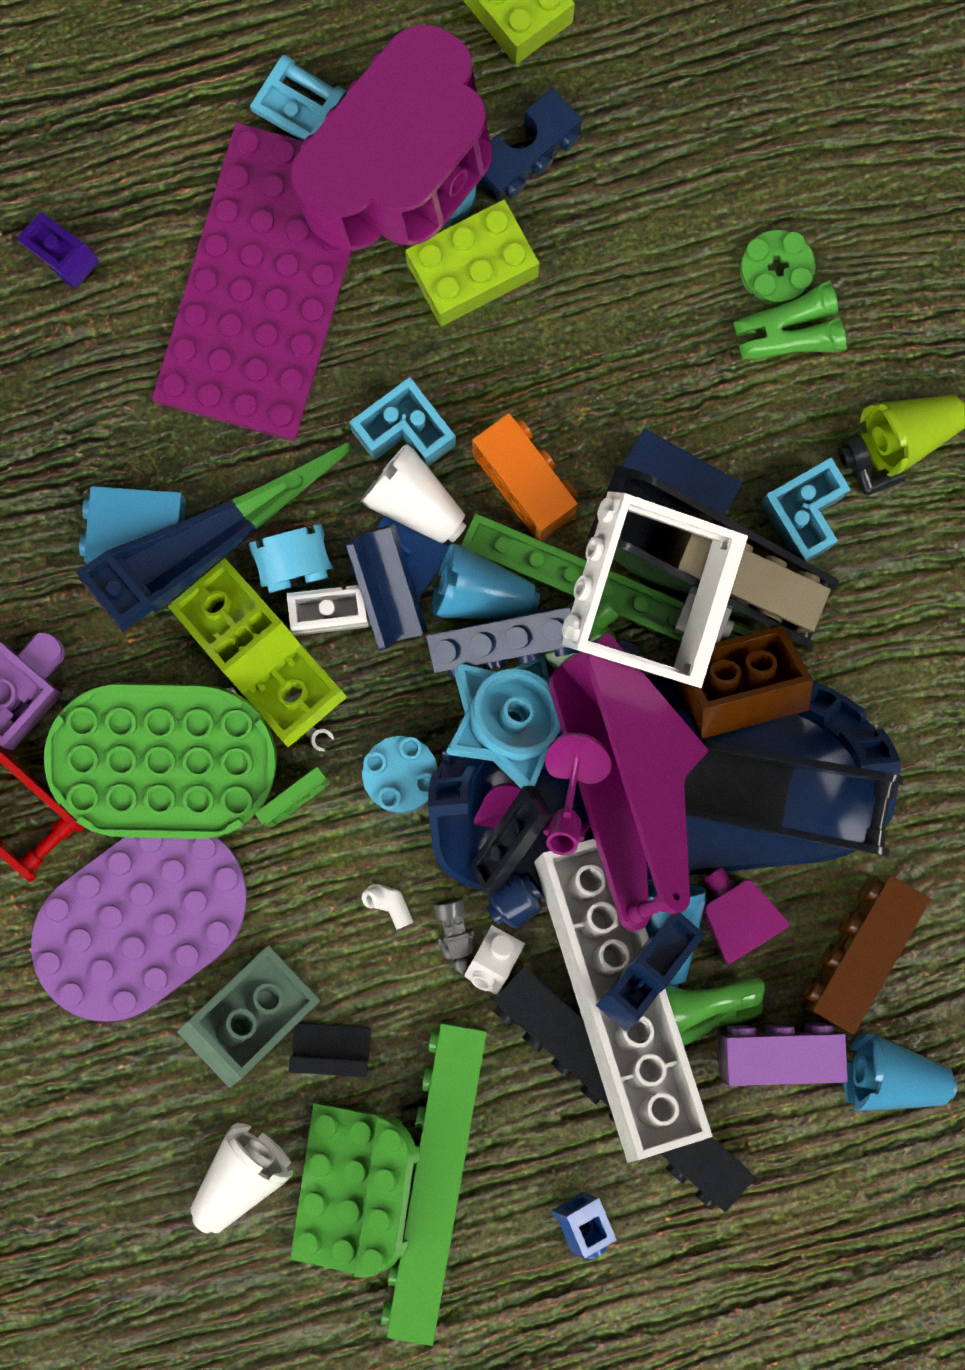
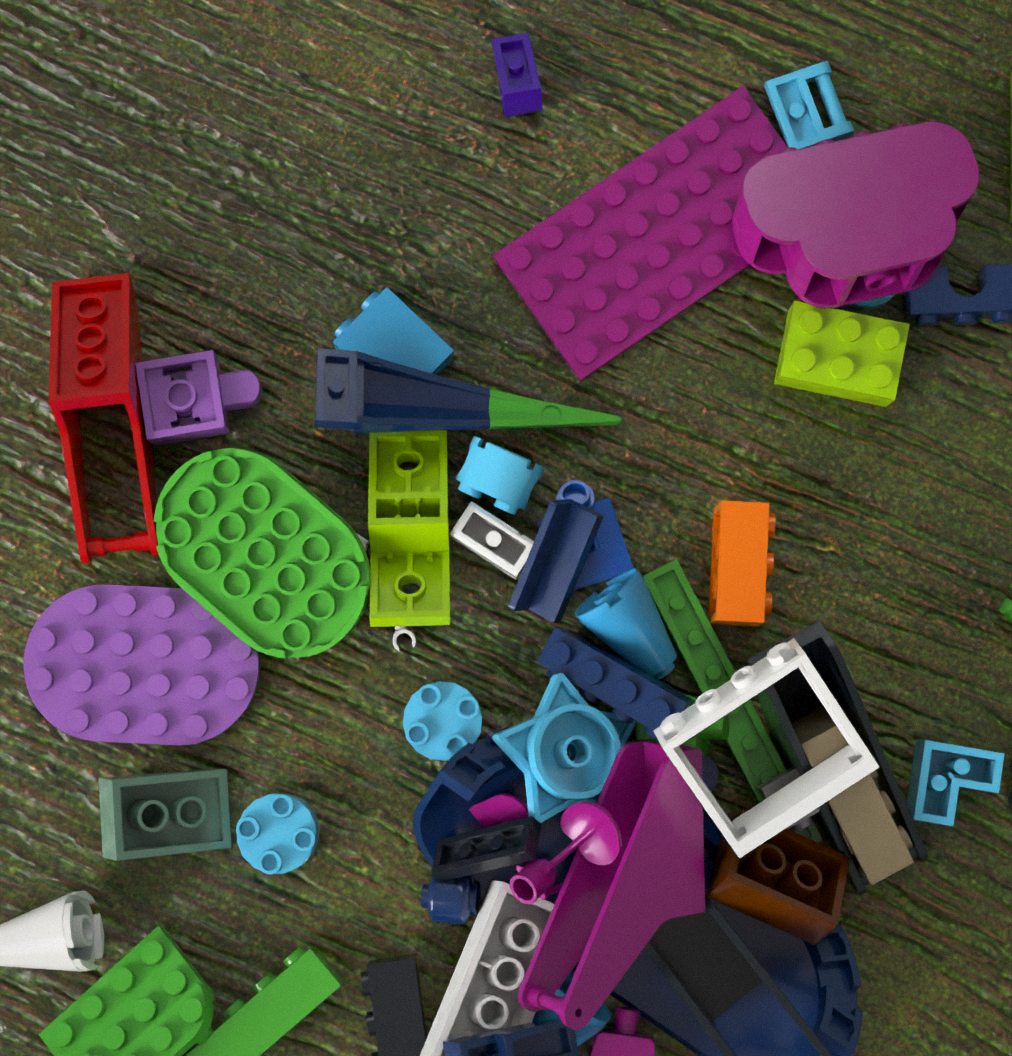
camera: 40 degrees right, 0 degrees up
(293, 797) = (341, 669): bright green tile -> none
(330, 1050) = (206, 894): black panel -> none
(346, 959) = (278, 833): none -> medium azure brick
(361, 522) = (578, 492): none -> blue plate
(389, 900) = (351, 813): white arm -> none
(406, 416) = (682, 432): medium azure brick -> none
(415, 498) = (638, 507): white cone -> none
(456, 942) = (378, 892): dark grey piece -> none
(494, 960) = (395, 932): white bracket -> none
(683, 471) = (870, 664): dark blue brick -> none

